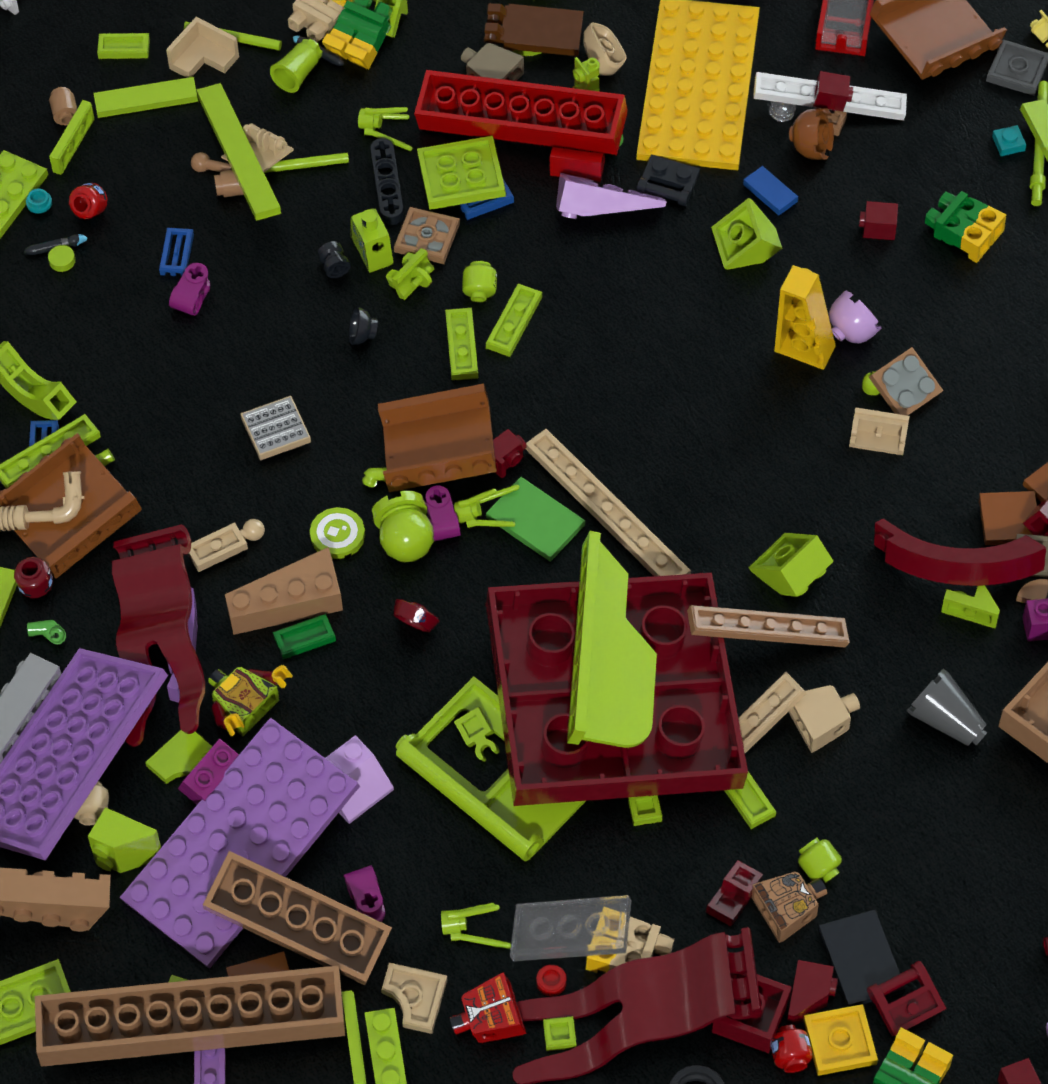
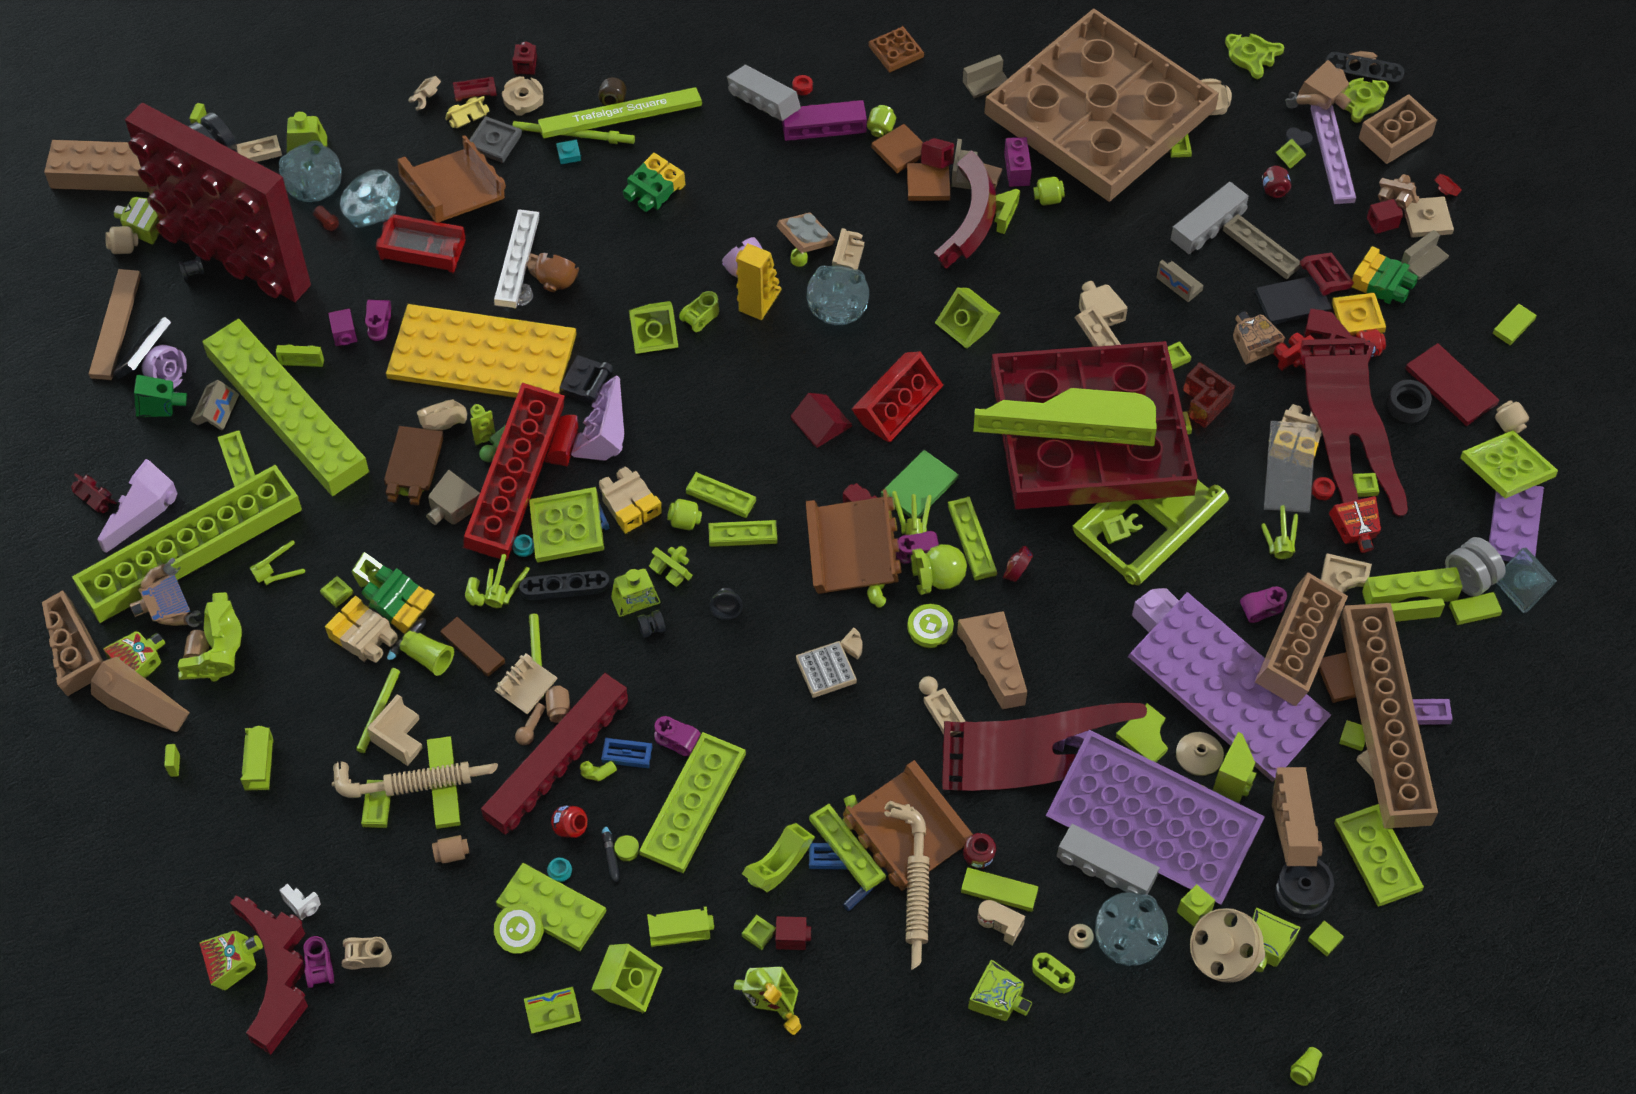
camera: 90 degrees left, 0 degrees up
(47, 628) = (1024, 842): bright green arm -> none
(72, 137) = (489, 840): lime tile -> none
(112, 311) = (692, 802): none -> lime plate
(138, 62) = (409, 781): none -> tan piece
(152, 224) = (595, 773): none -> lime arm
(172, 805) = (1199, 762): none -> tan dish
(173, 185) = (555, 754): none -> dark red brick
(208, 772) = (1169, 708): magenta brick -> none
(238, 152) = (529, 693): lime tile -> none
(245, 696) = (1092, 686): torso -> none
(304, 636) = (1029, 650): green tile -> none
(308, 107) = (472, 646): none -> reddish brown tile
(313, 457) = (853, 643): none -> tan tile
(375, 99) = (471, 592): none -> lime arm
(427, 231) = (628, 552): medium nougat piece -> none
(436, 136) = (523, 545): none -> teal plate
(461, 575) = (972, 538): none -> lime tile
(498, 229) = (629, 499): none -> hips
(604, 506) = (913, 434): tan plate -> none
(628, 414) = (819, 419): none -> dark red slope
(661, 489) = (898, 396): none -> red slope
(683, 840) = (1209, 392): none -> clear red brick
(734, 893) = (1242, 370): dark red slope -> none
(765, 954) = (1291, 355): none -> red hips
(767, 280) = (698, 313): none -> lime piece
(767, 626) = (1034, 326): medium nougat tile -> none
(770, 190) = (603, 310): blue tile -> none
(811, 421) = (837, 294): none -> clear light blue piece
(819, 860) = (1220, 315): lime head -> none
(832, 91) = (522, 249): dark red brick -> none
(878, 814) = (1178, 280): none -> dark tan panel
(879, 220) = (644, 237): dark red brick -> none
(948, 919) = (1262, 246): none -> dark tan plate
(949, 710) = (1094, 230): dark grey cone -> none
(989, 854) = (1209, 218): none -> light grey brick
(1010, 656) = (1049, 191): none -> lime head

